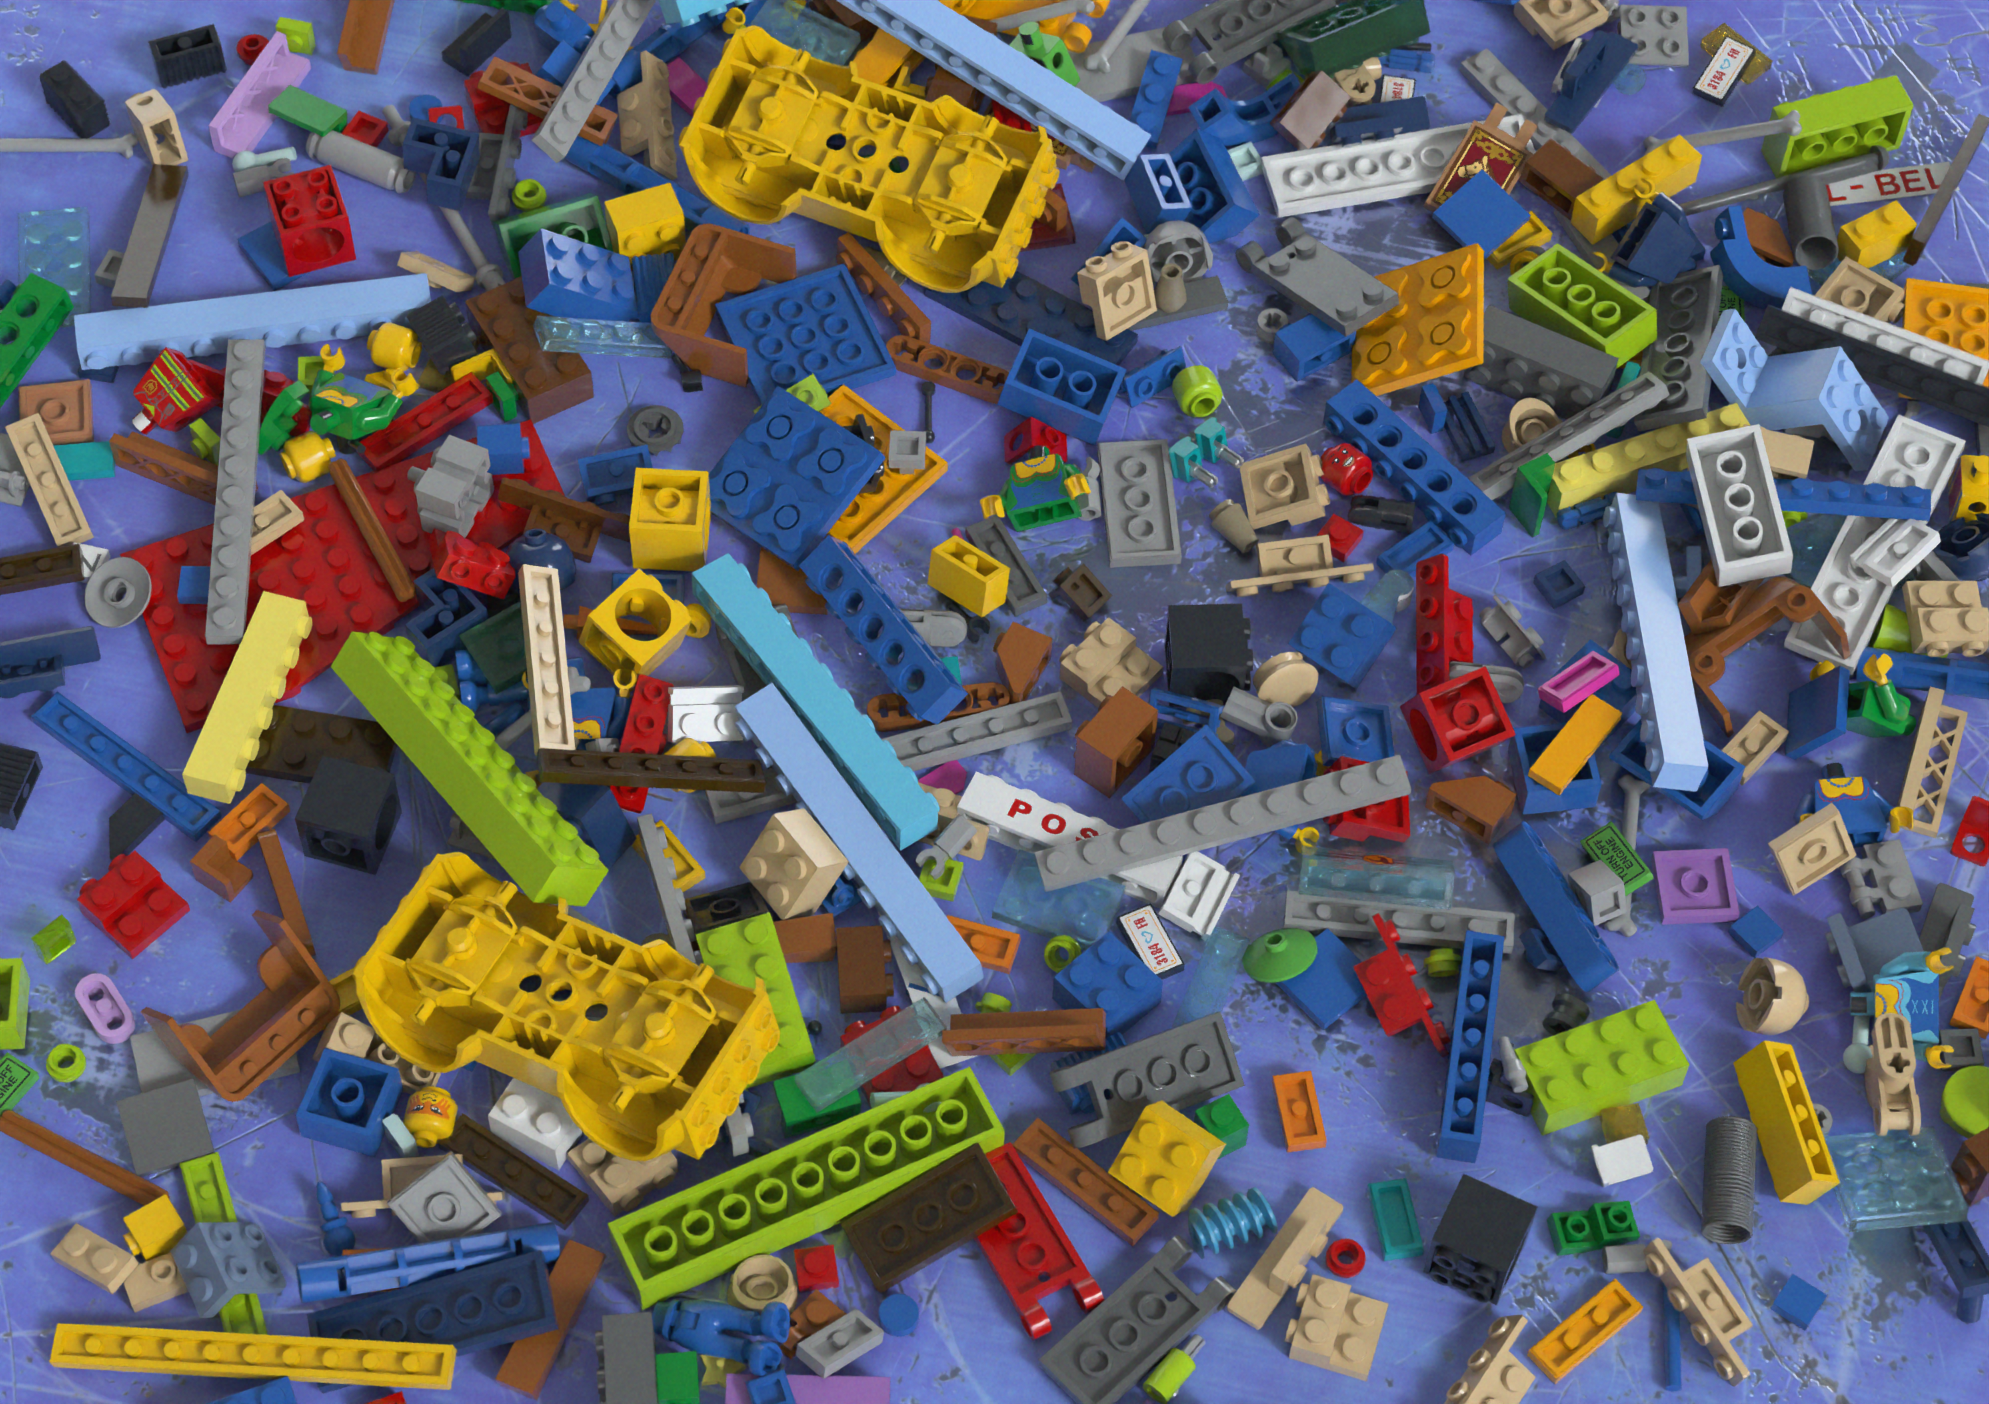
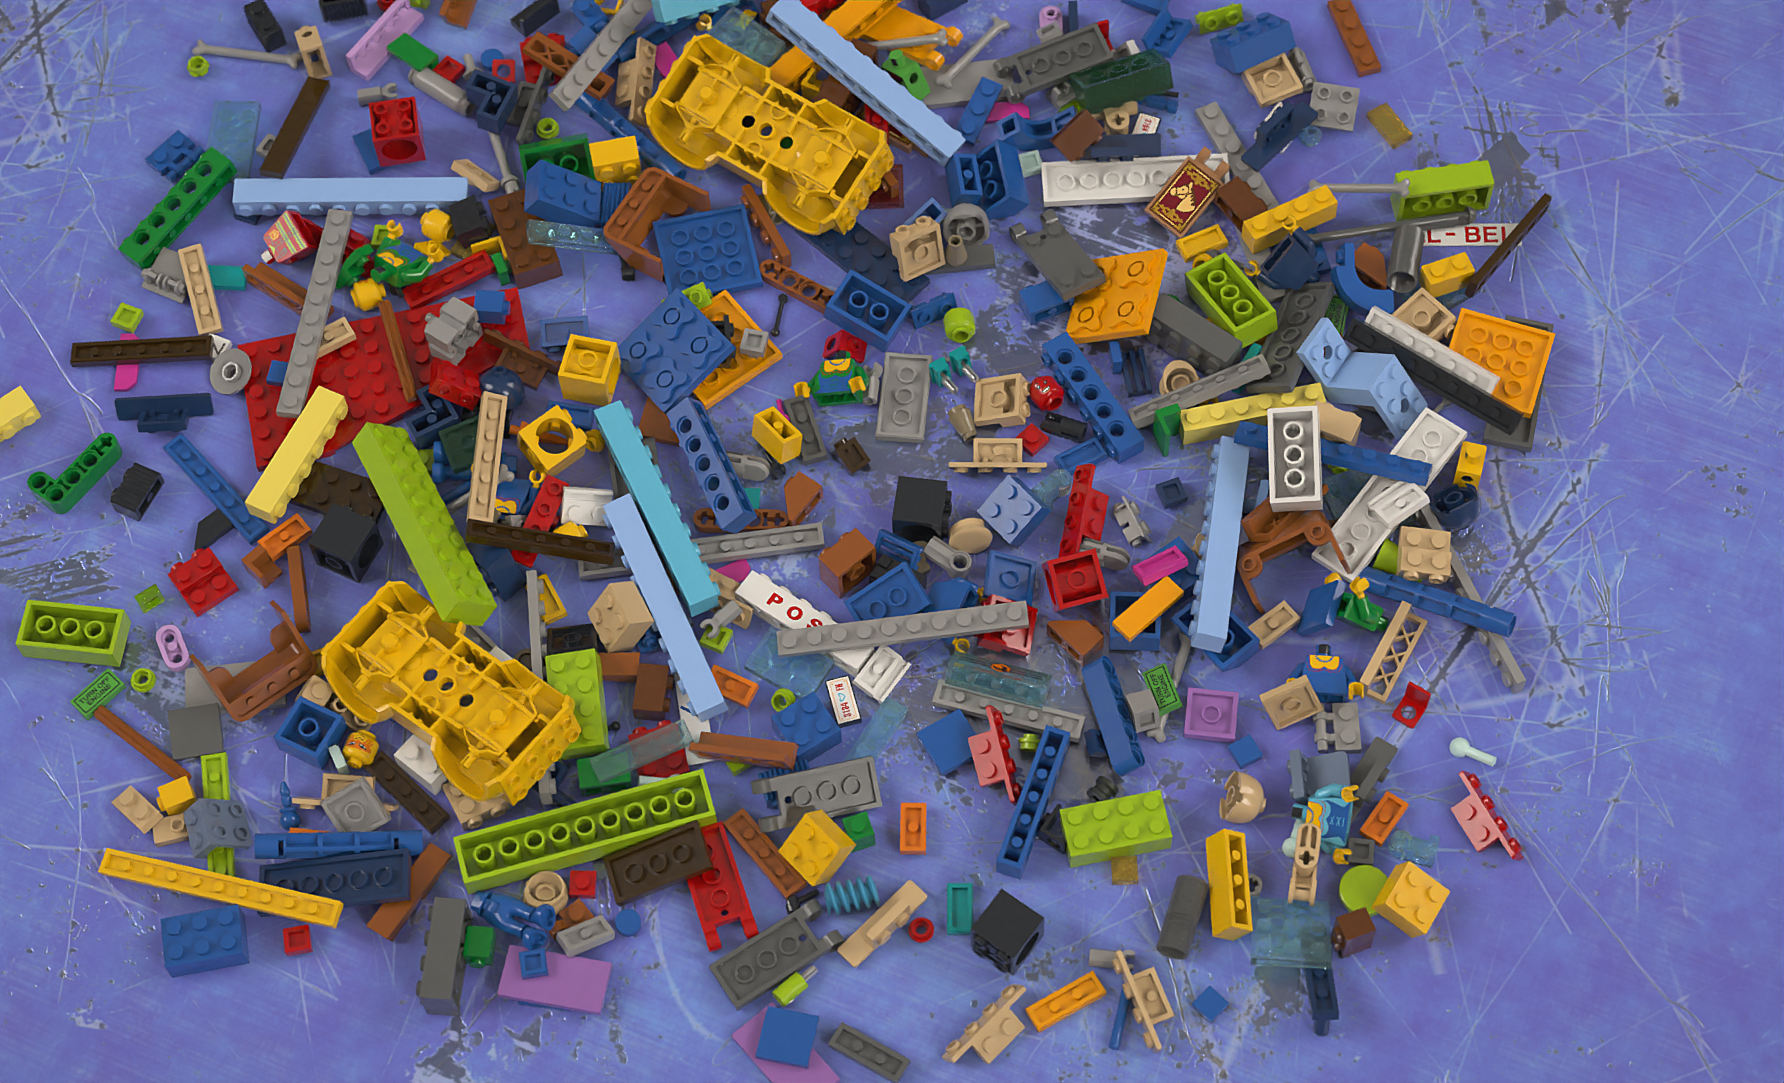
camera: 15 degrees right, 5 degrees up
(64, 409) = (218, 240): nougat tile -> none
(205, 441) = (304, 273): lime plate -> none
(247, 159) = (370, 81): light aqua bar -> none
(649, 419) = (596, 295): dark grey gear -> none
(718, 1368) = (507, 940): light yellow piece -> none
(993, 1004) = (731, 728): lime plate -> none
(1106, 663) = (858, 508): tan plate -> none
(1145, 1246) = (794, 902): none -> black hand
(1270, 316) = (1021, 276): light grey bush -> none
(1280, 955) = (924, 722): bright green dish -> none
(1336, 1328) = (904, 974): tan plate -> none
(1481, 214) = (1179, 224): blue tile -> none
(1512, 1067) = (1055, 820): light grey piece -> none
(1584, 512) = (1201, 444): blue axle -> none
(1593, 1228) = (1087, 935): green slope -> none
(1622, 1160) = (1114, 893): white bracket -> none
(1724, 71) = (1376, 138): tile -> none

